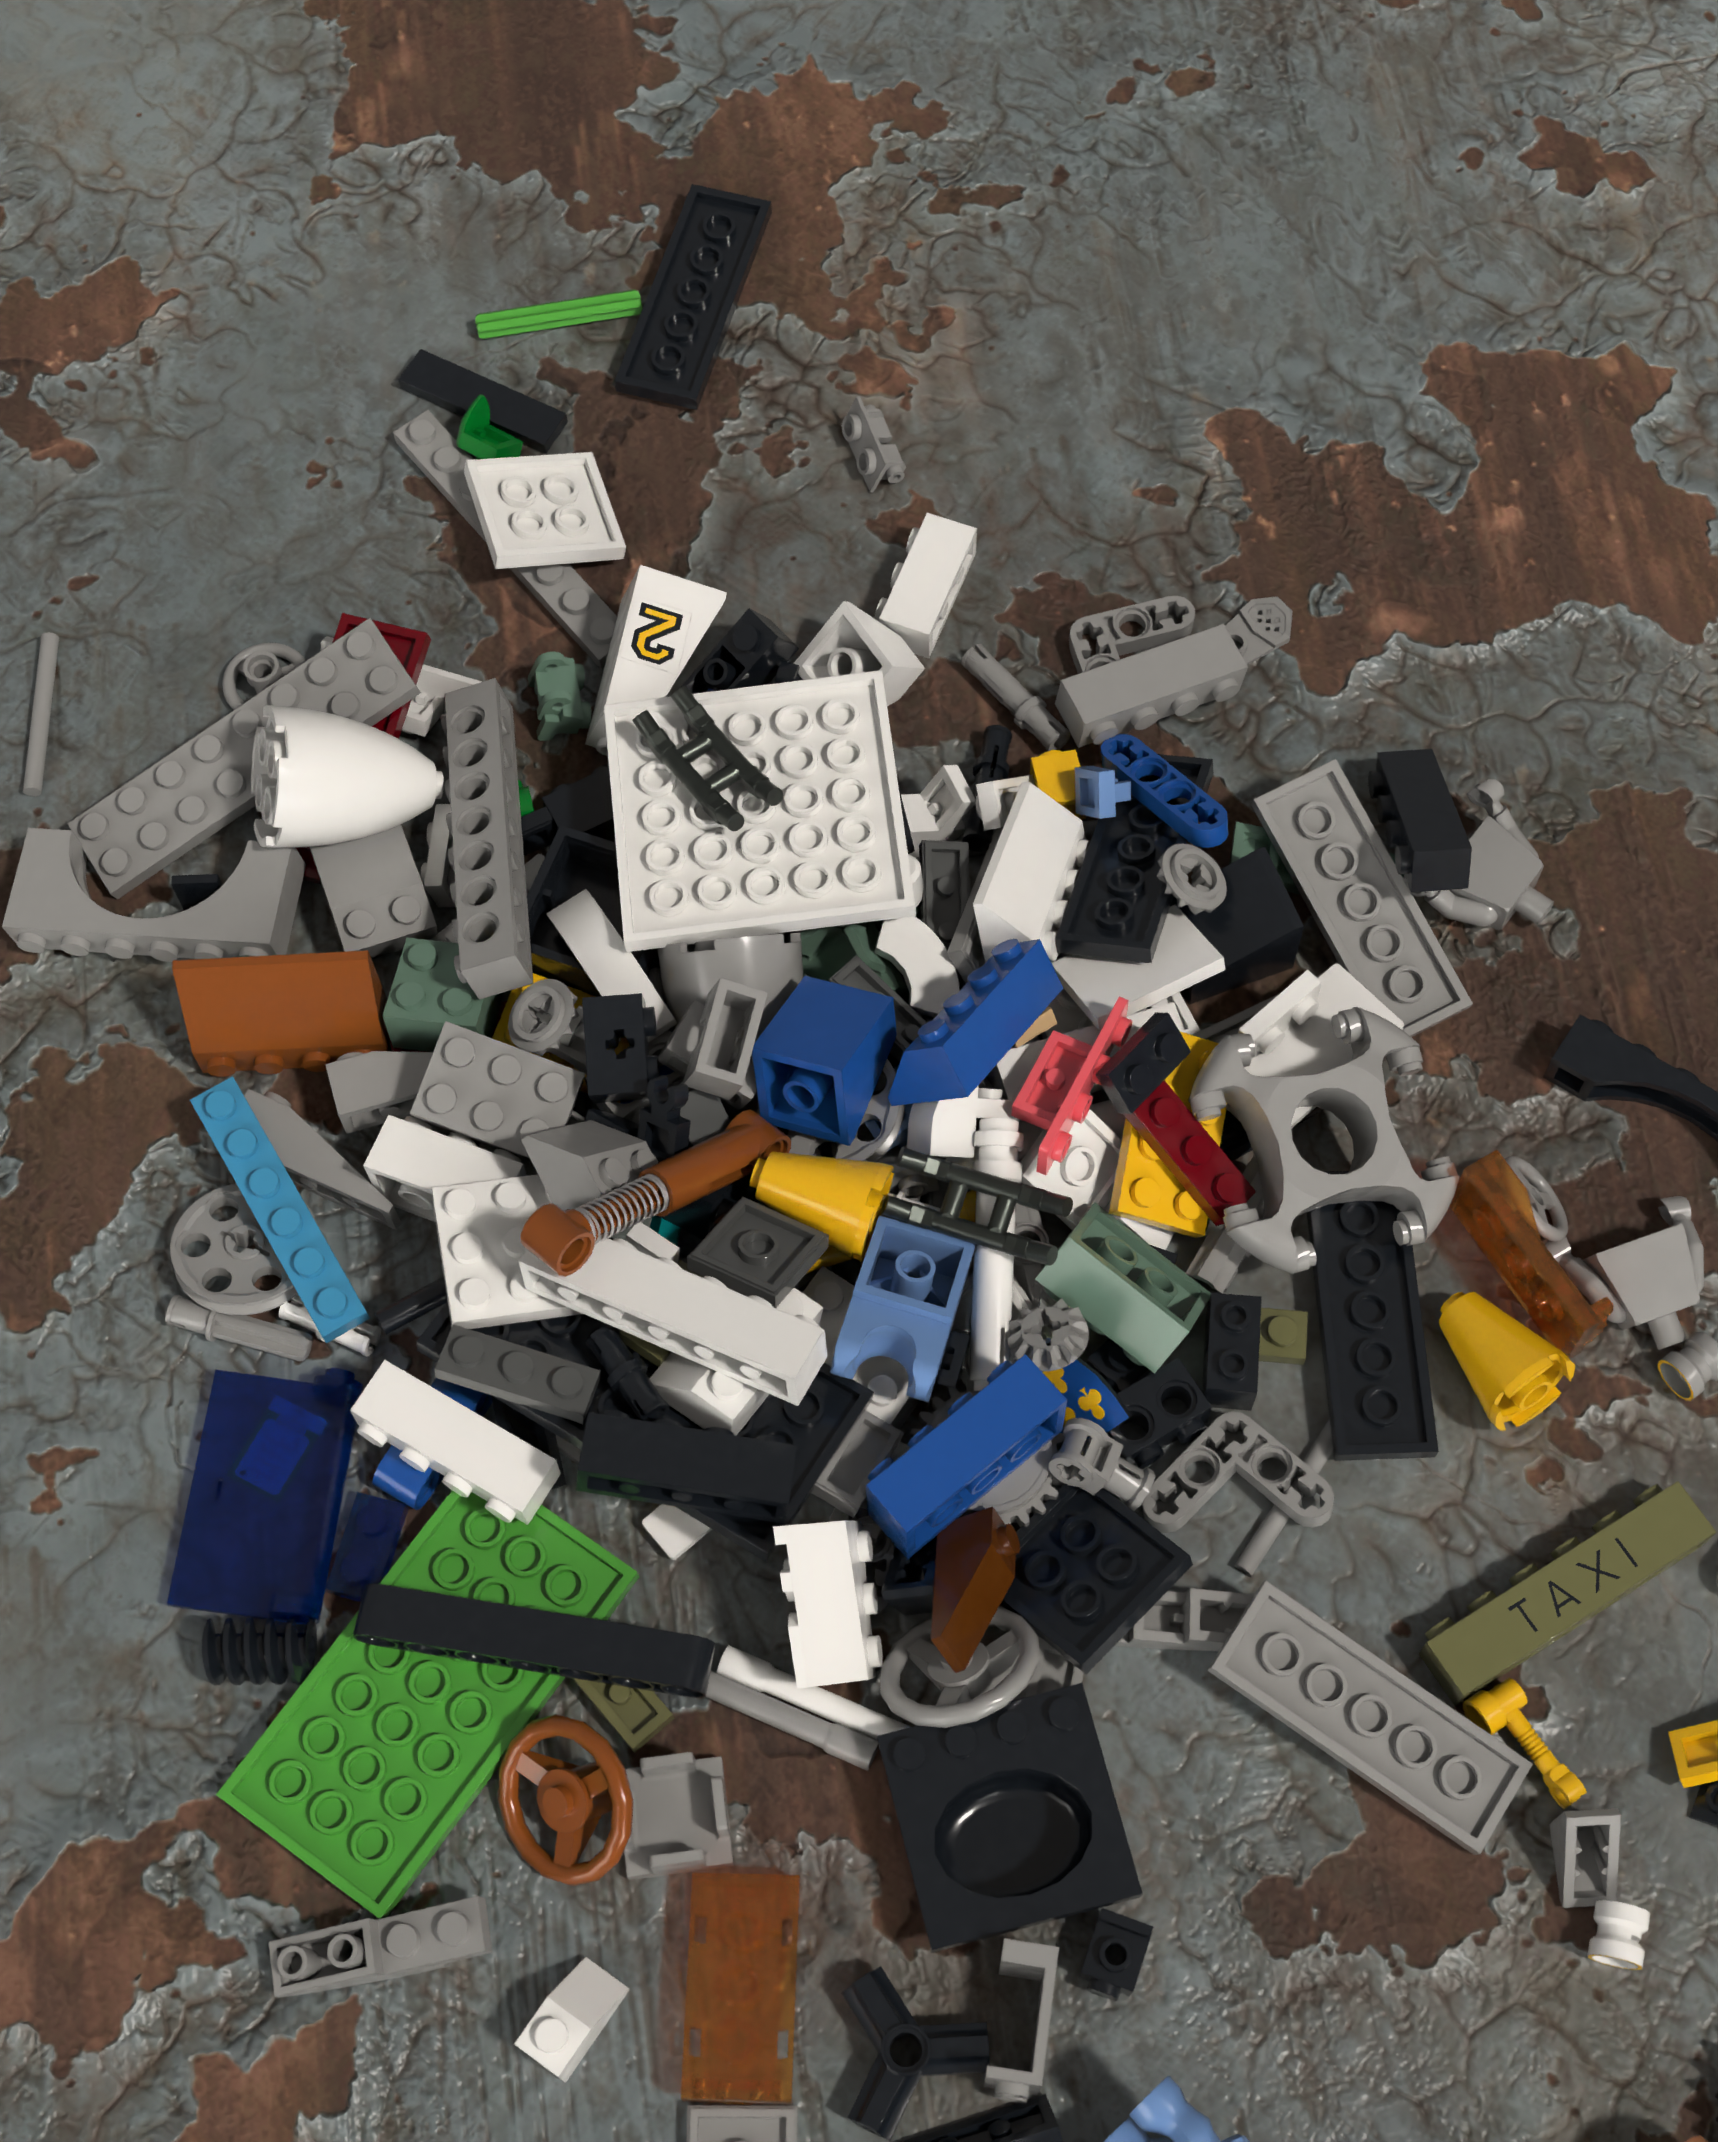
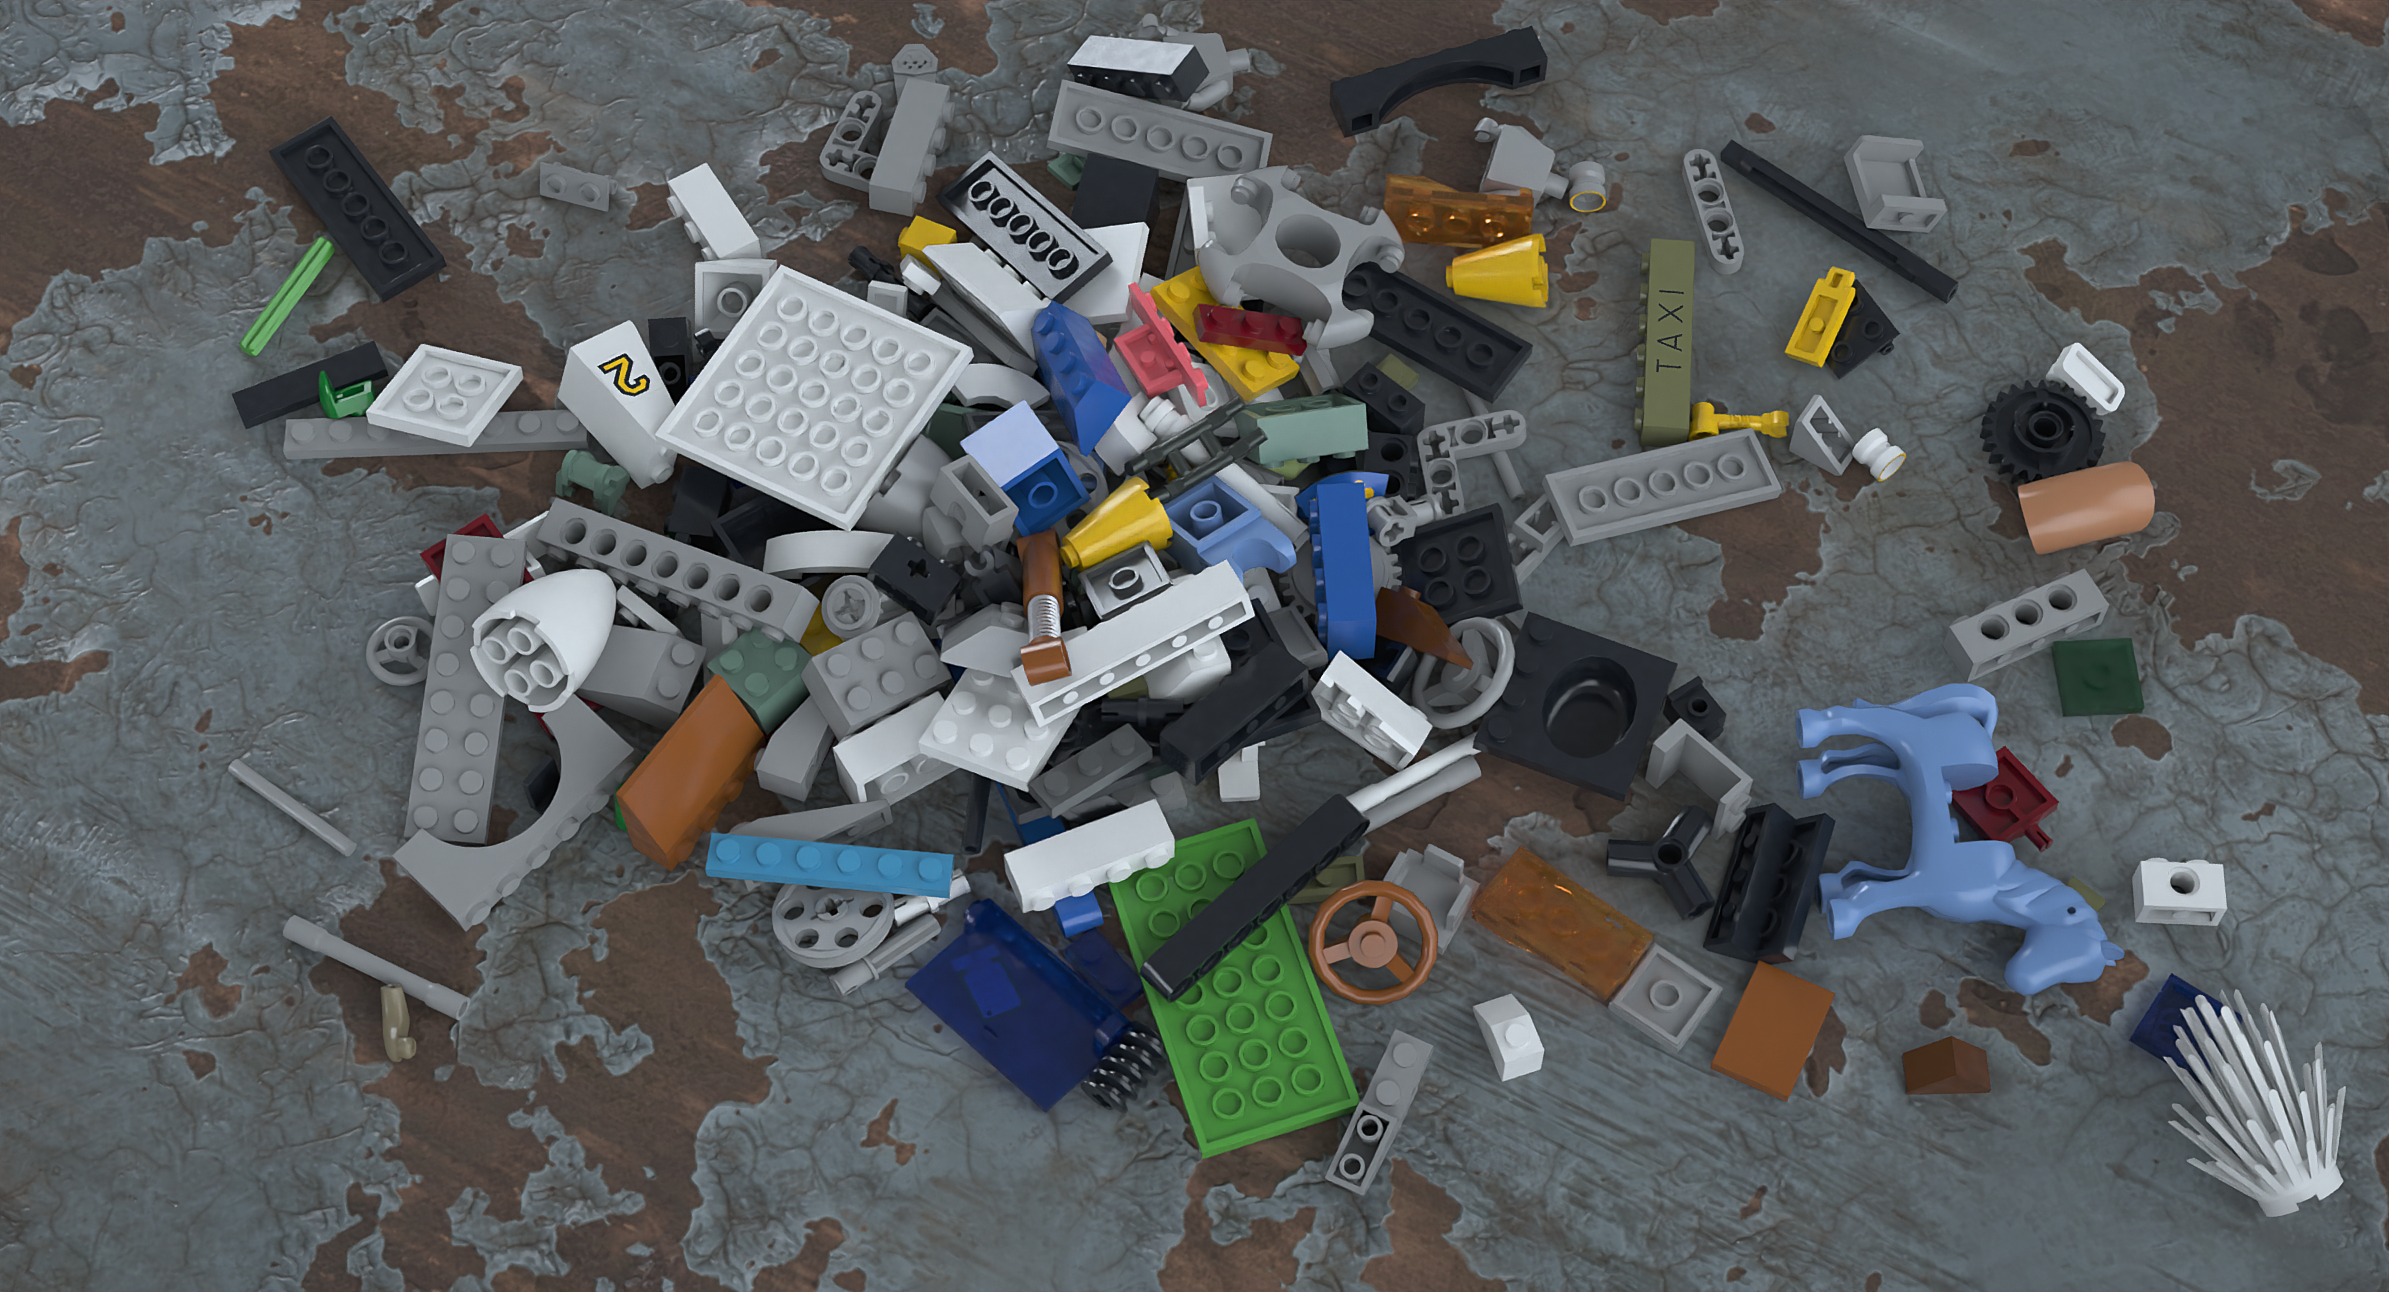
camera: 55 degrees left, 5 degrees down
(708, 738) = (744, 384): pearl dark grey piece -> none
(1026, 708) = (847, 228): light grey pin -> none
(1068, 1339) = (1298, 496): light grey gear -> none
(1099, 791) = (963, 218): medium blue tile -> none
(1143, 1063) = (1181, 303): black plate -> none
(1171, 785) = (1033, 176): blue beam -> none
(1207, 878) = (1075, 203): light grey gear -> none

